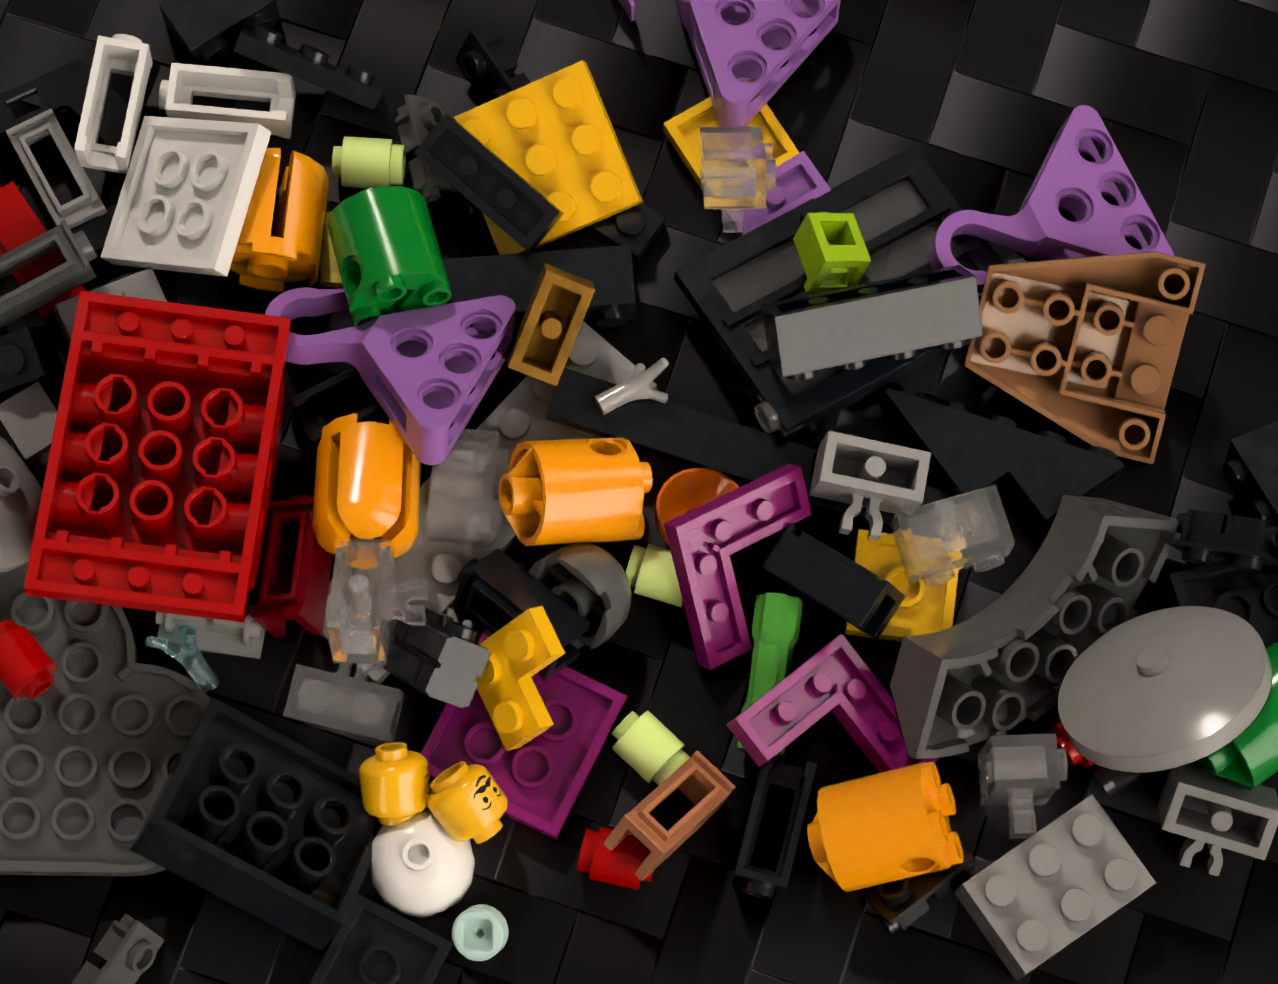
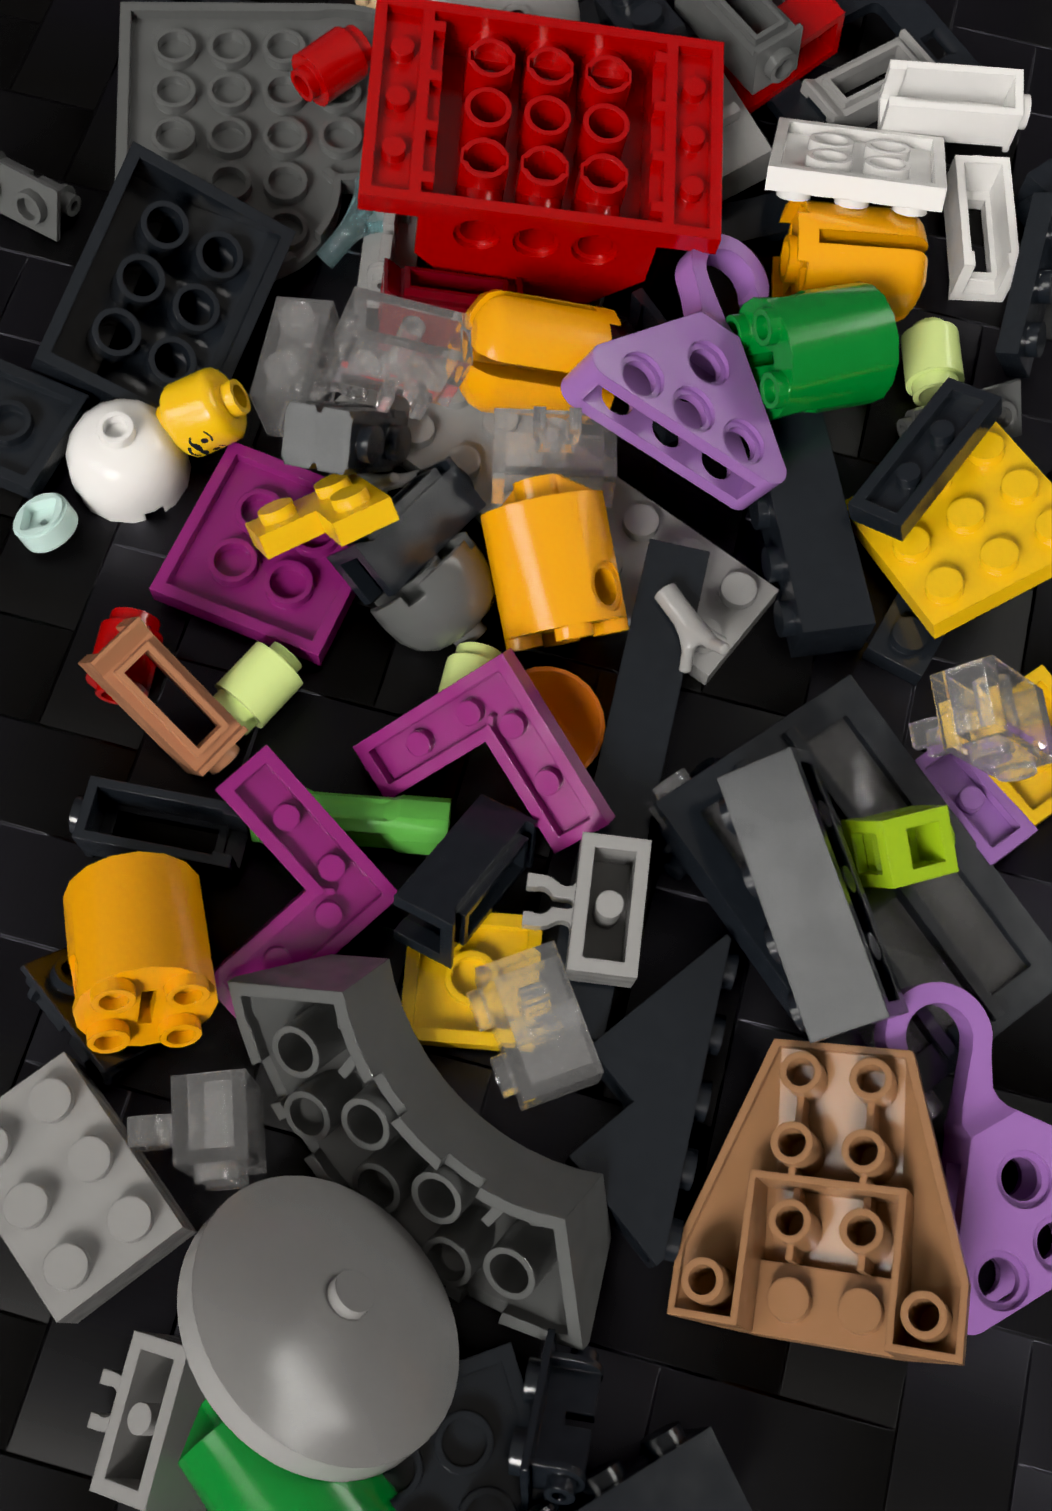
camera: 85 degrees right, 5 degrees down
(467, 802) = (177, 479): yellow head -> none
(550, 324) = (757, 521): pearl gold brick -> none

